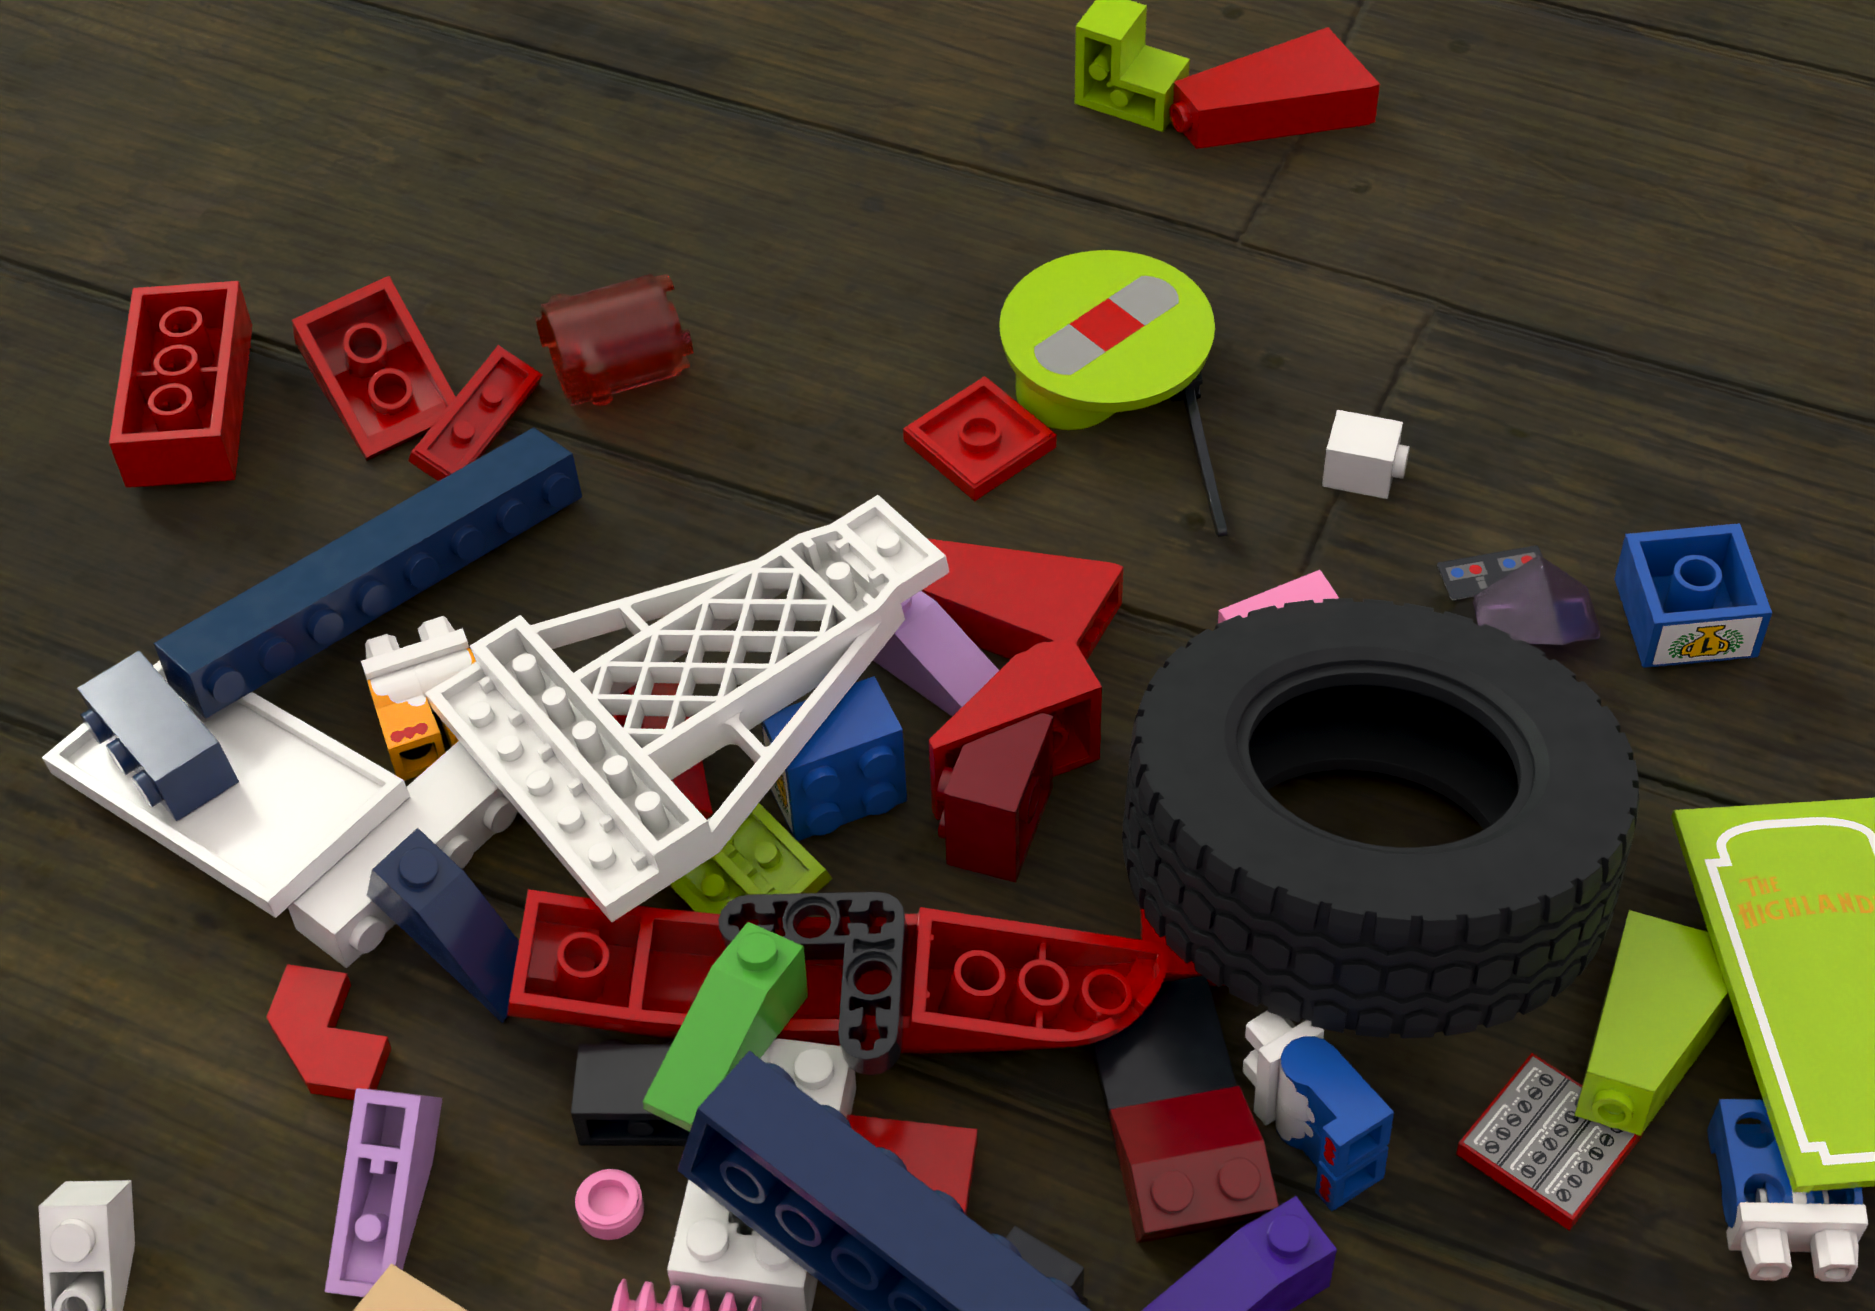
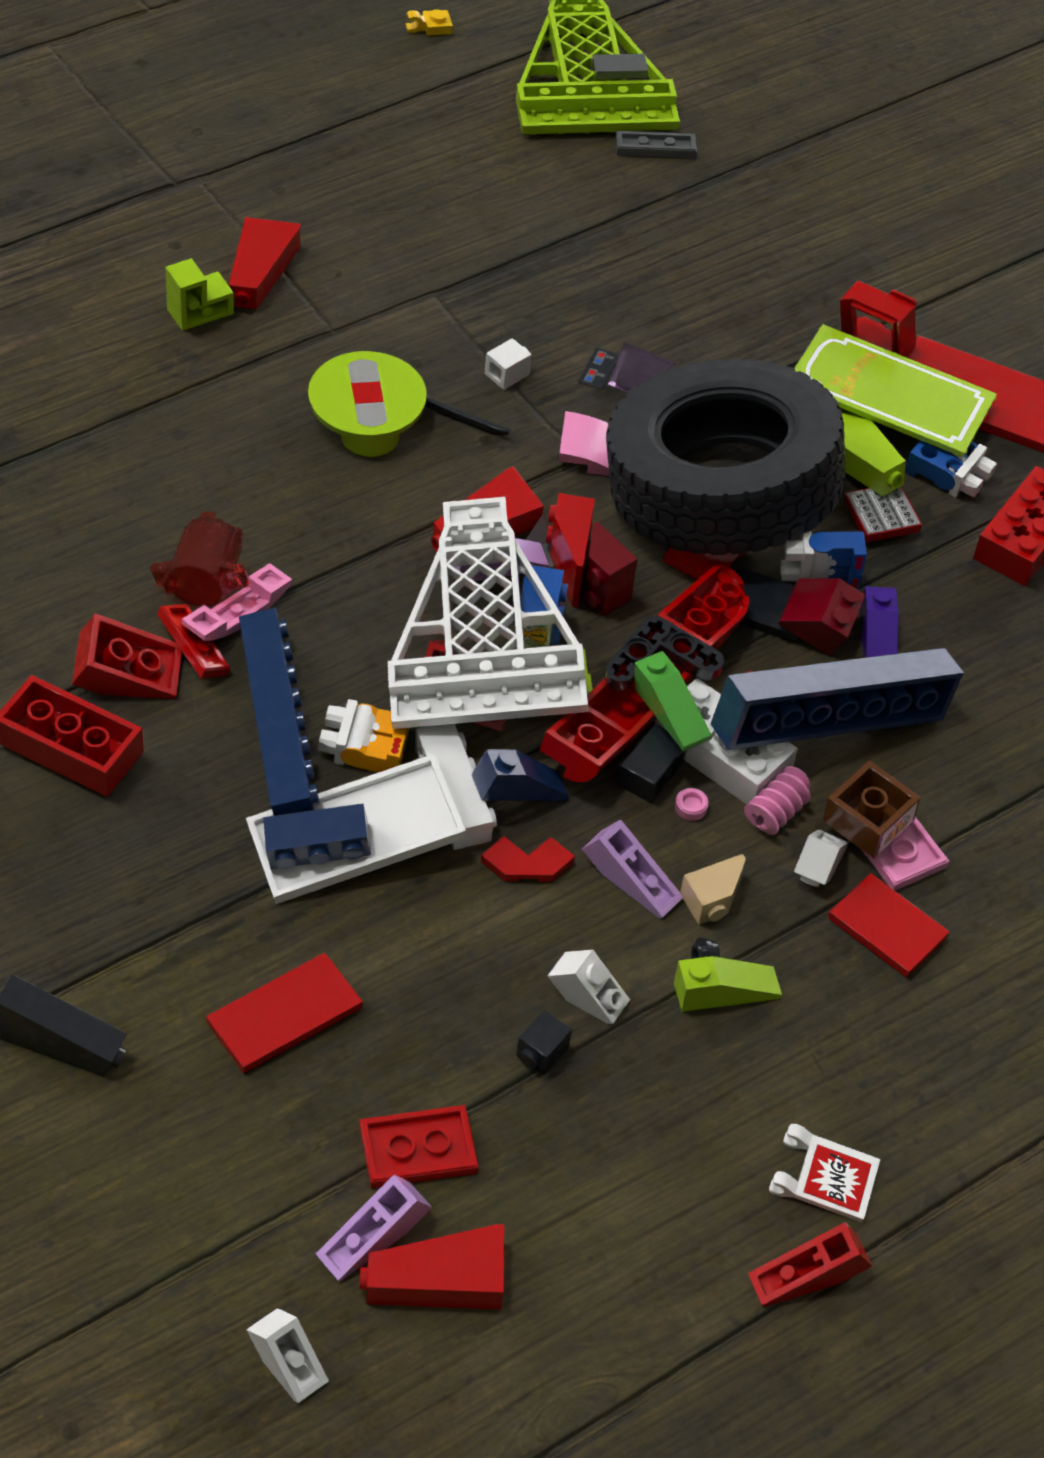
camera: 65 degrees left, 0 degrees up
(592, 435) = (223, 620): none -> bright pink slope
(979, 438) = (374, 477): red tile -> none
(1692, 595) = (675, 316): blue brick -> none

